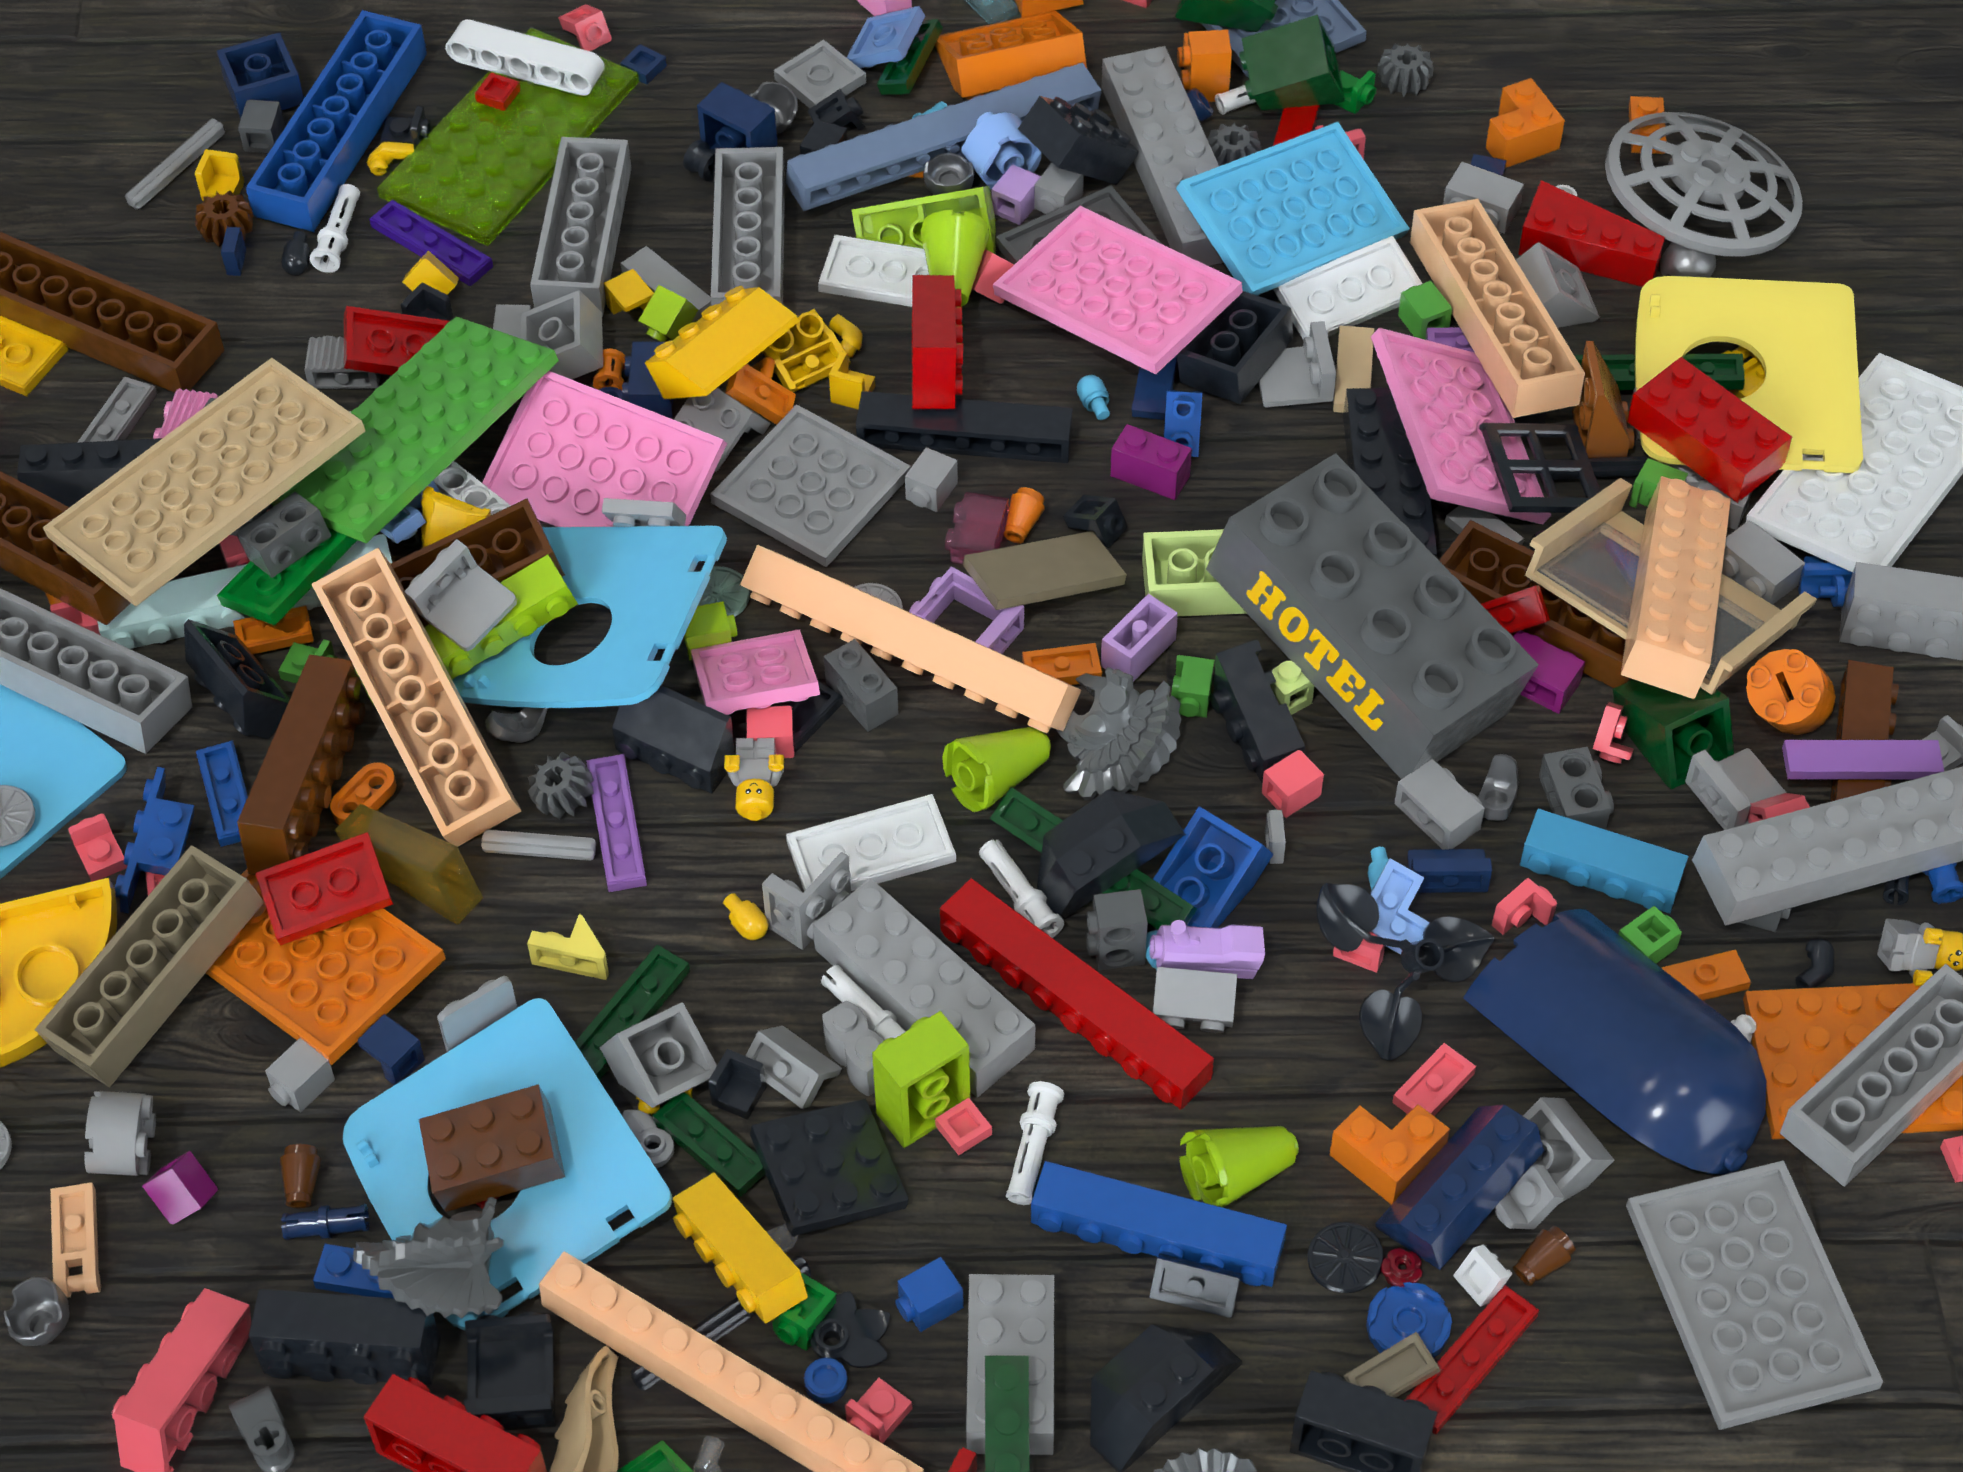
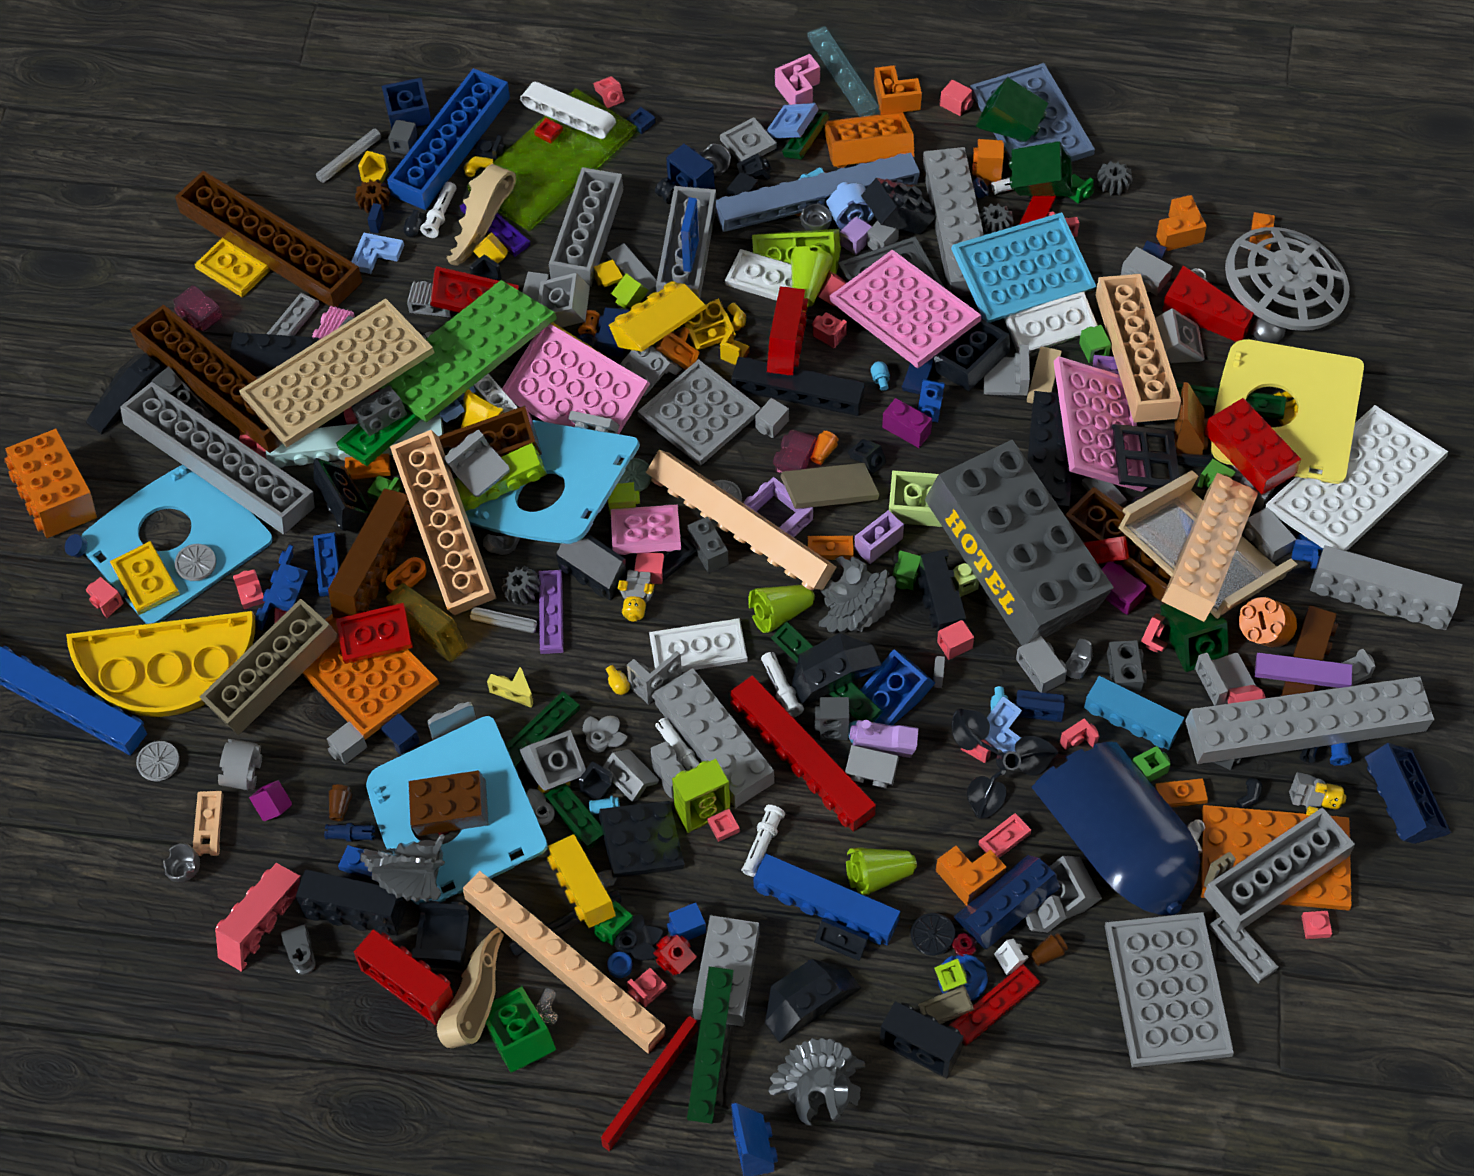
camera: 10 degrees right, 5 degrees up
(236, 294) = (375, 247): none -> light blue plate
(410, 202) = (485, 199): none -> tan animal
(735, 1005) = (603, 733): none -> light grey plate
(743, 1122) = (596, 805): none -> medium azure pin
(757, 209) = (690, 234): none -> blue tile
(917, 1348) = (674, 954): none -> red brick
(999, 337) = (829, 329): none -> coral brick
(1395, 1316) = (951, 975): none -> lime brick
(1800, 1082) = (1226, 862): none -> dark tan tile
(1861, 1213) = (1245, 950): none -> light grey tile

